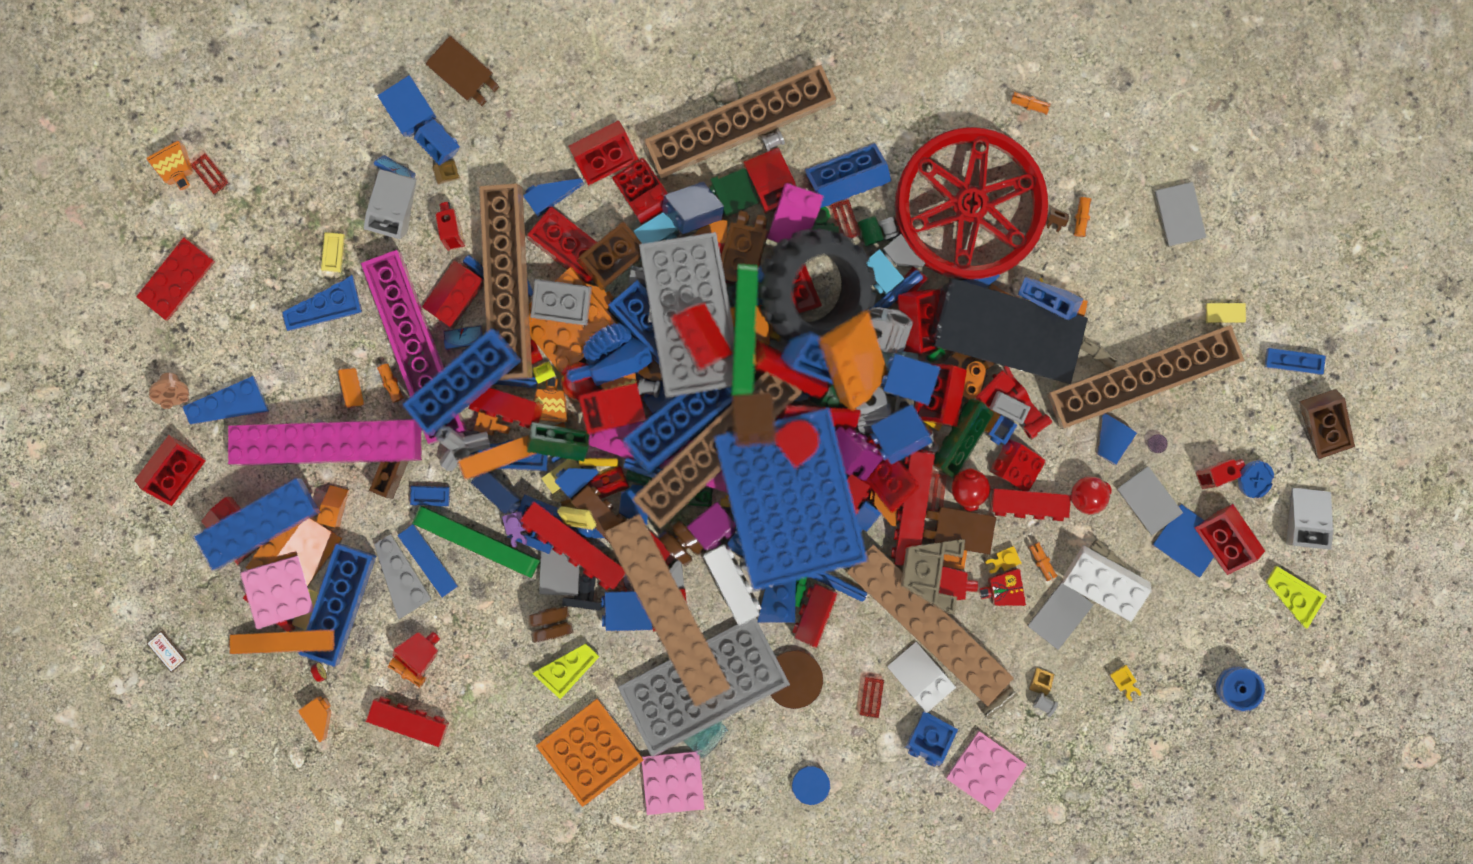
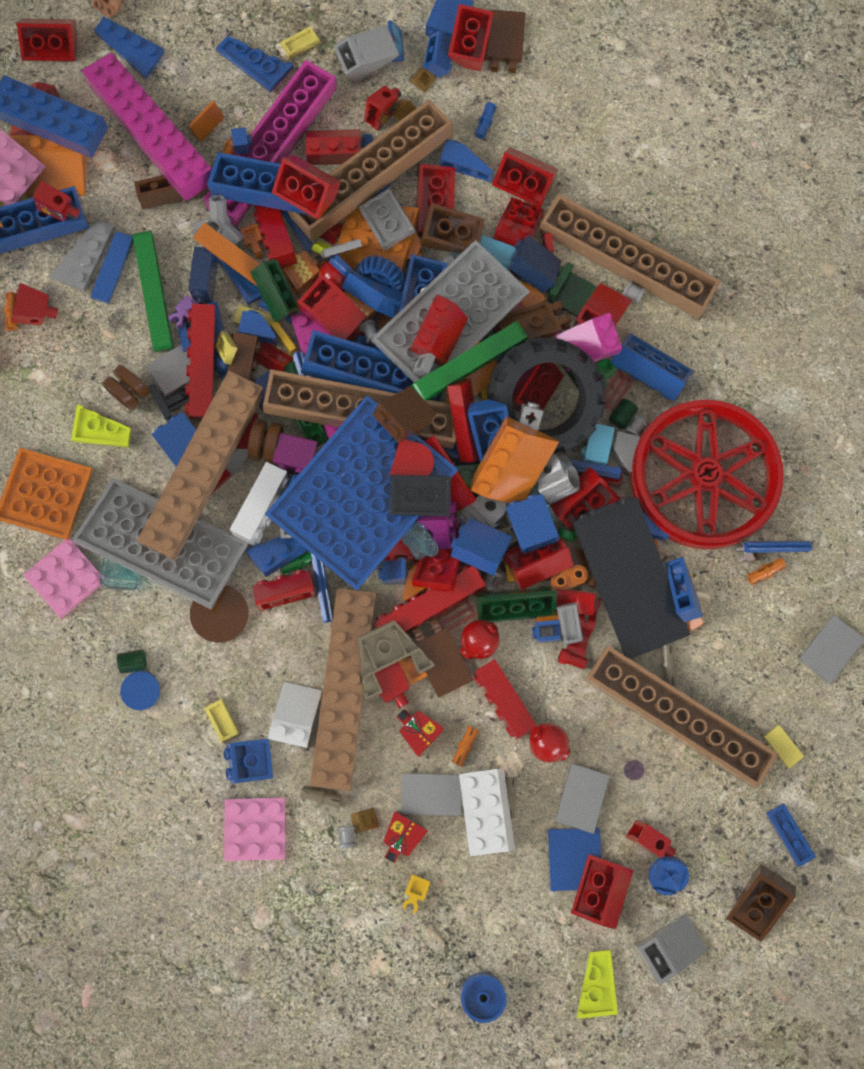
camera: 50 degrees right, 10 degrees down
(333, 506) = (103, 170): orange slope -> none
(338, 576) = (54, 202): none -> red torso
(401, 374) = (241, 141): none -> blue plate
(430, 496) = (164, 235): blue tile -> none
(442, 103) = (470, 37): none -> red slope
(467, 212) = (402, 109): none -> pearl gold slope
(495, 356) = (305, 186): none -> red slope
(526, 147) = (485, 120): none -> blue pin
(565, 363) = (341, 248): none -> light grey tile
(679, 180) = (548, 243): none -> red tile
(721, 370) = (424, 364): none -> light grey plate
(783, 776) = (131, 661): none -> dark green piece
(829, 318) = (526, 409): none -> light grey brick
(830, 455) = (420, 495): none -> black tile
(863, 480) = (419, 541): none -> clear light blue piece
(879, 697) = (234, 695): clear red tile -> none
(882, 737) = (222, 720): none -> light yellow tile
(1006, 559) = (444, 715): yellow plate -> none
(1018, 465) = (528, 667): red bracket -> none
(1030, 103) = (820, 465): orange pin -> none
(1071, 193) = (777, 546): none -> blue axle
(1076, 661) = (402, 836): none -> red torso
(1114, 439) = (609, 730): blue slope -> none

